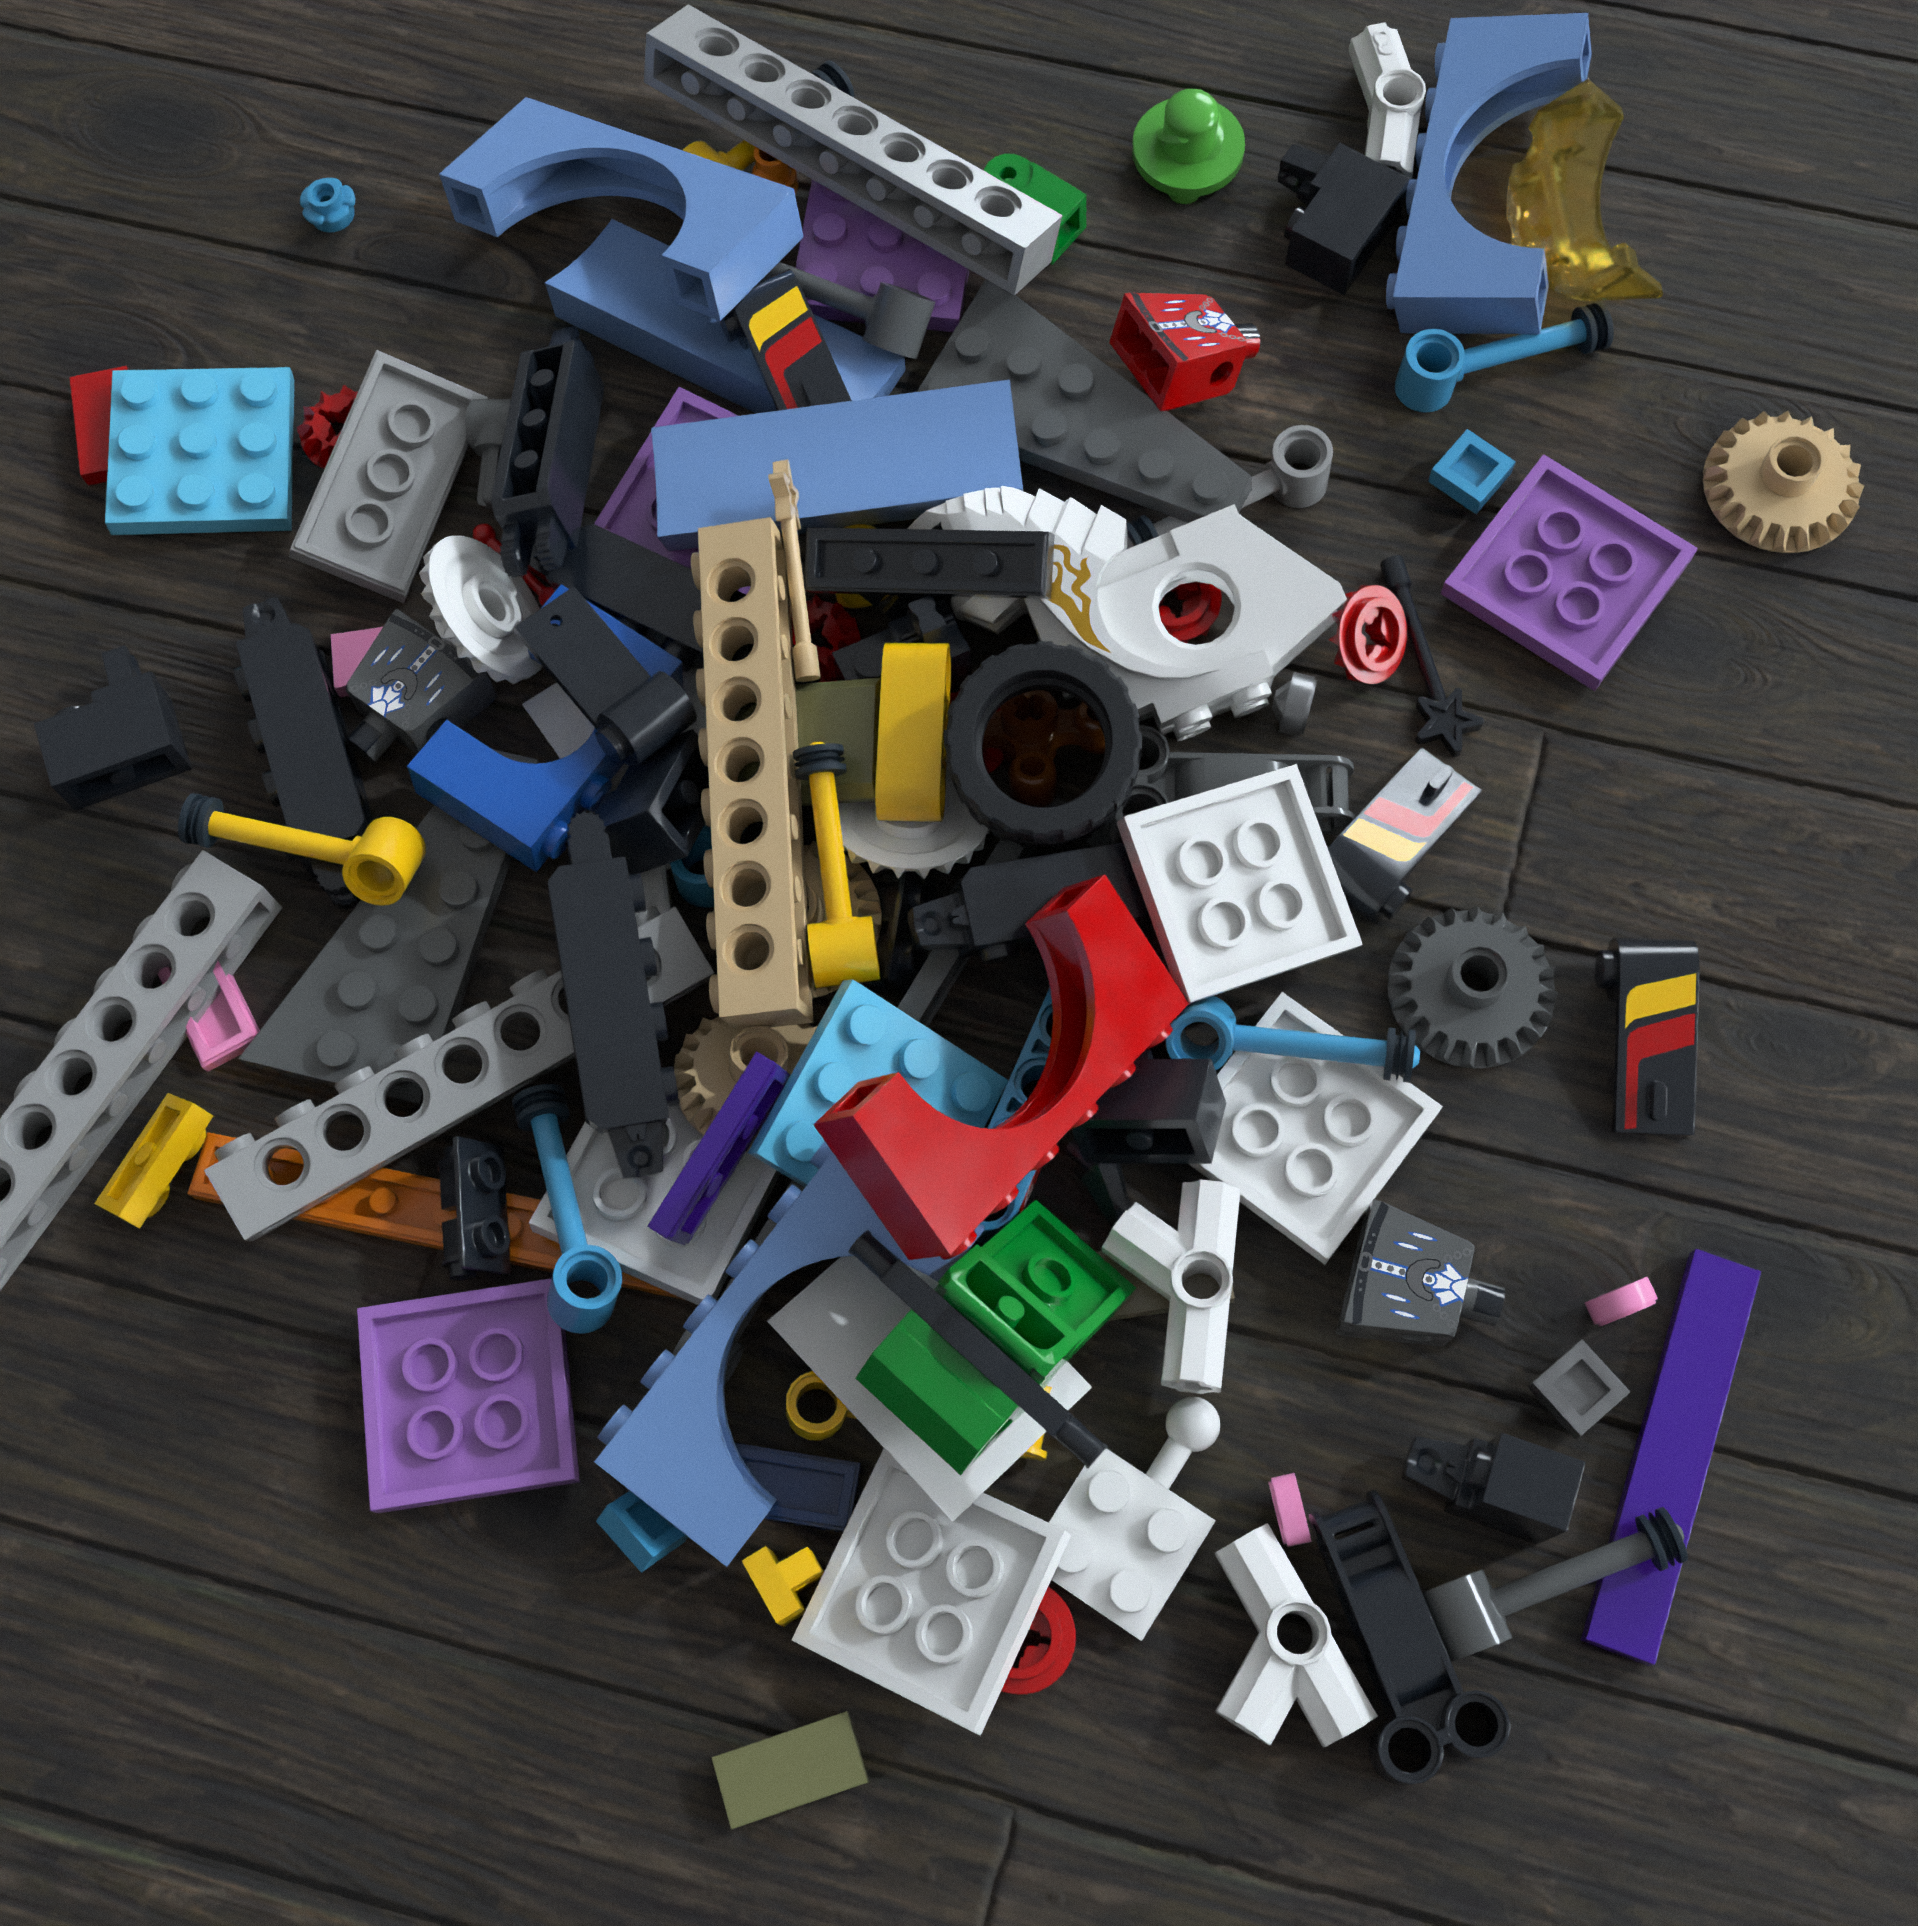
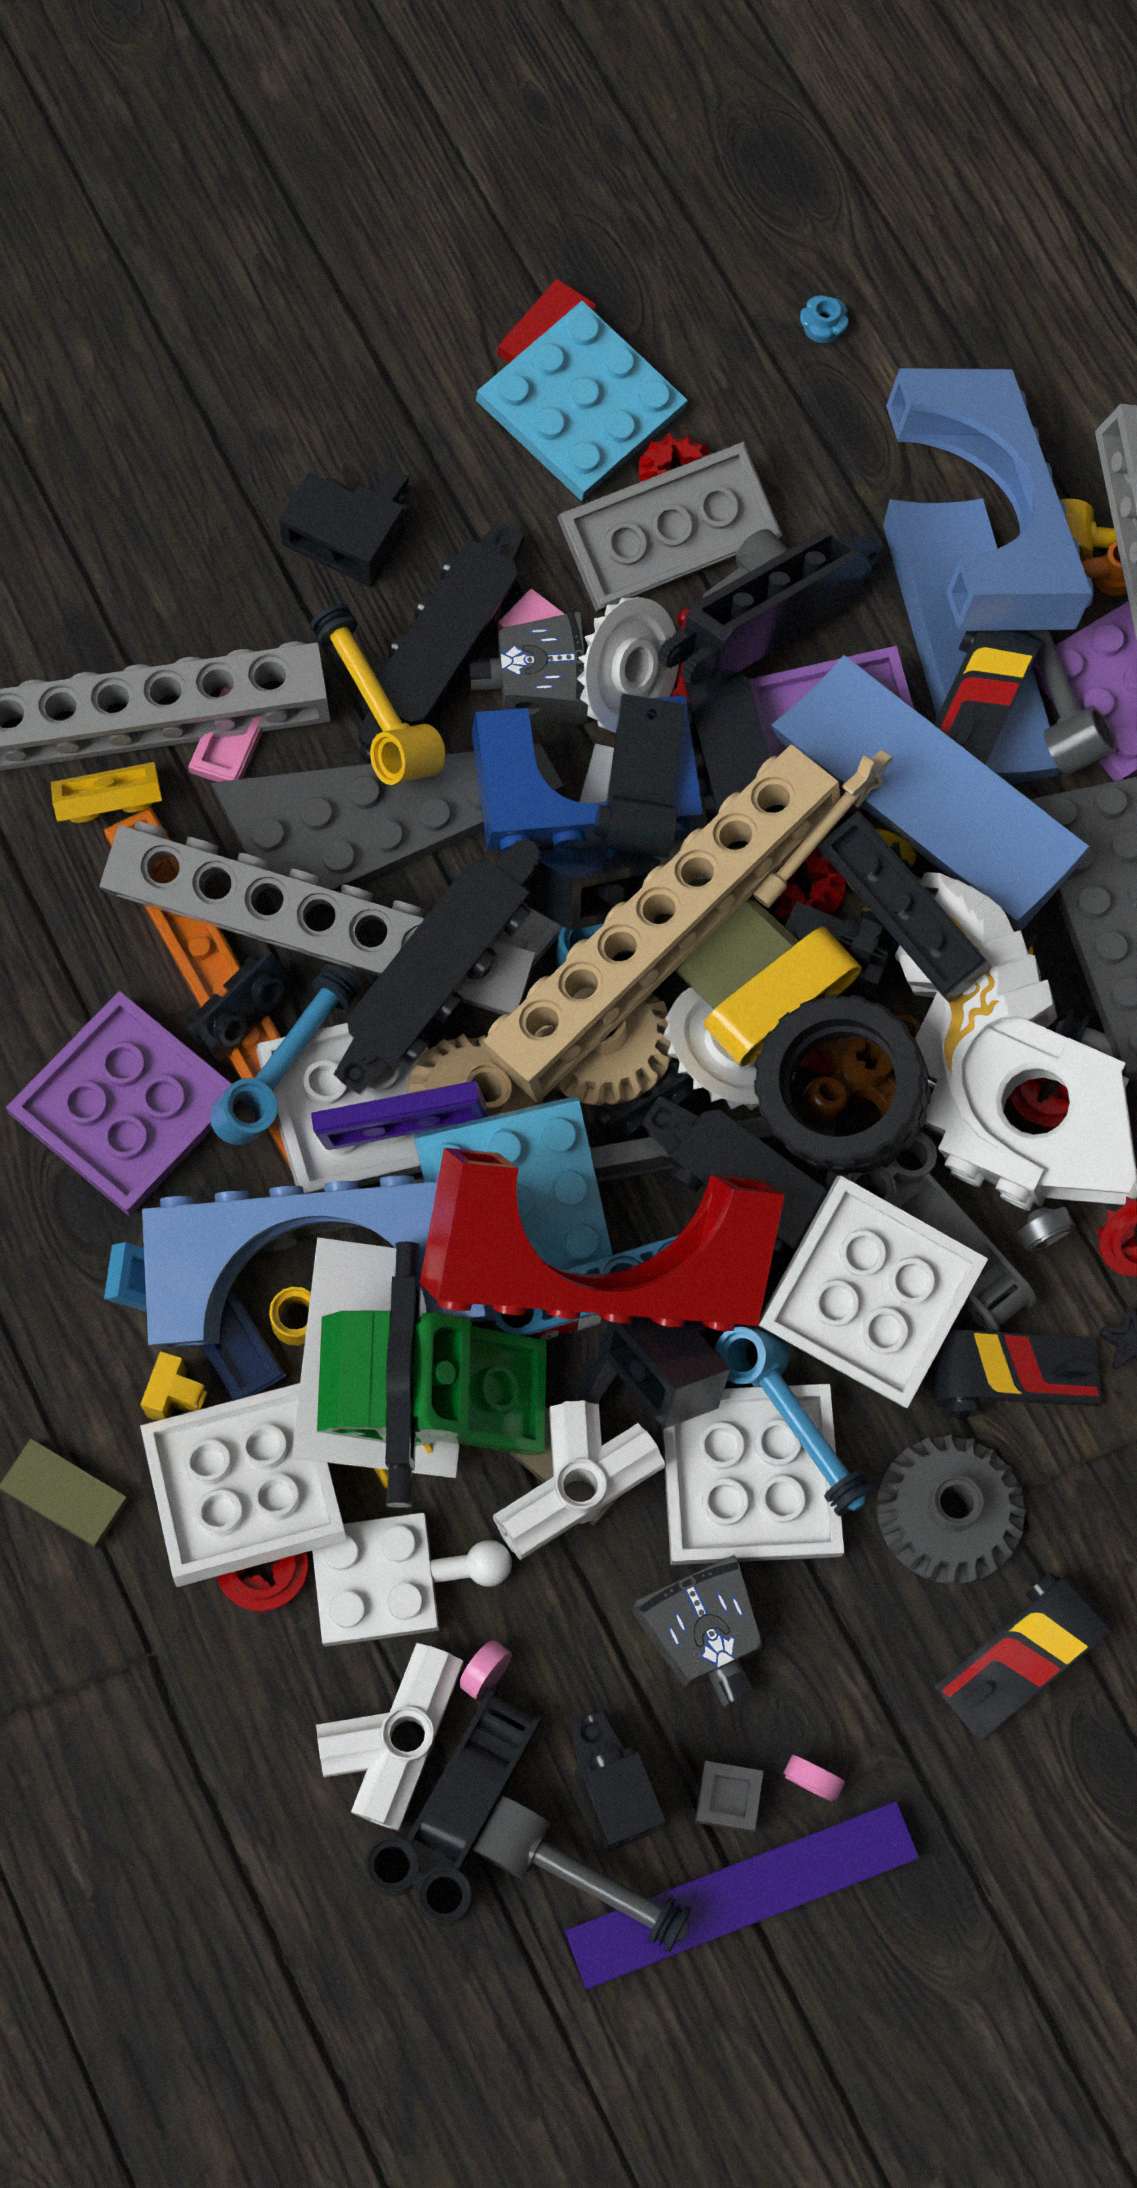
camera: 40 degrees right, 0 degrees up
(842, 944) = (603, 1077): yellow piece -> none

